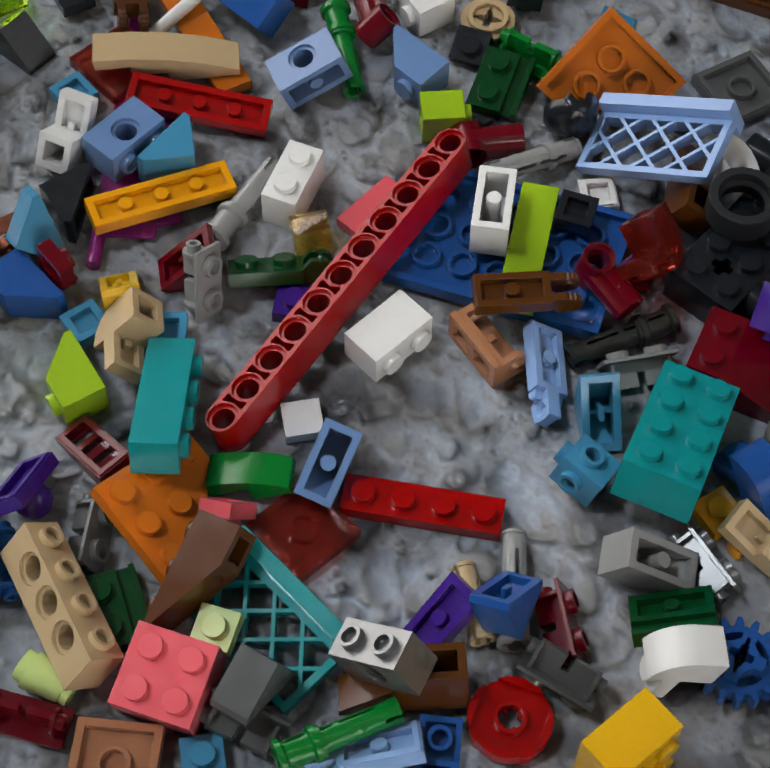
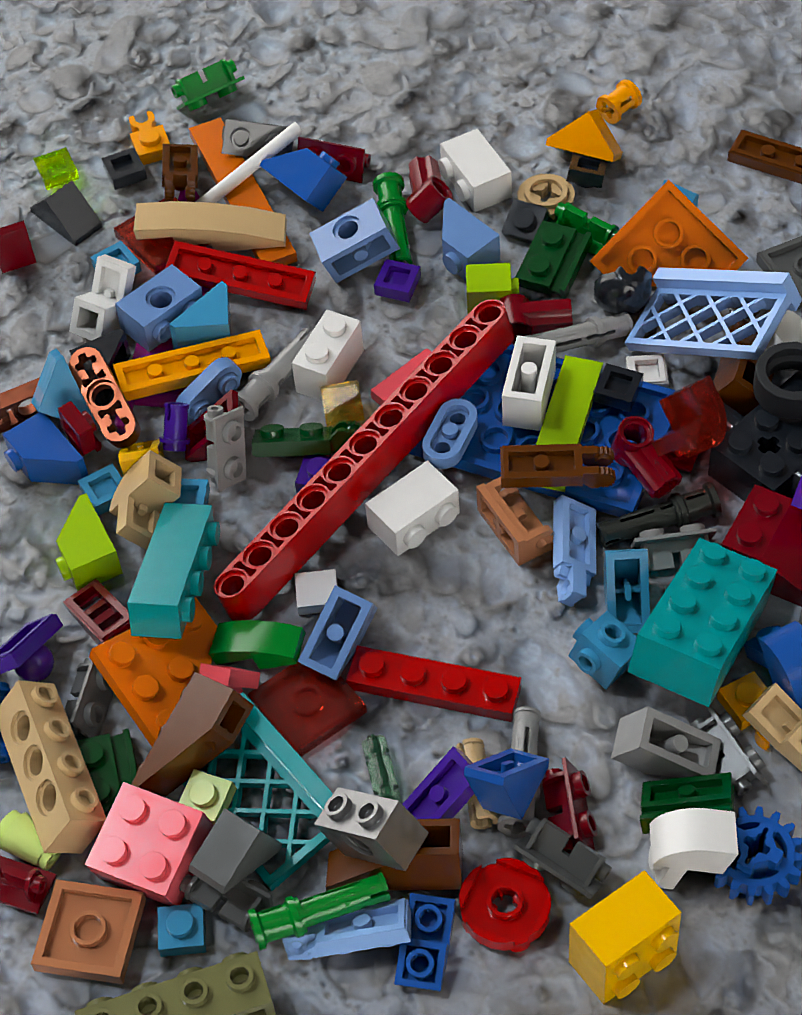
camera: 10 degrees right, 5 degrees down
(64, 228) = (117, 406): none -> beam
(150, 261) = (175, 427): none -> dark purple pin
(180, 221) = (210, 386): none -> medium blue plate
(352, 107) = (397, 280): none -> dark purple plate
(380, 594) = (380, 767): none -> clear green axle
(418, 264) = (447, 436): none -> medium blue plate

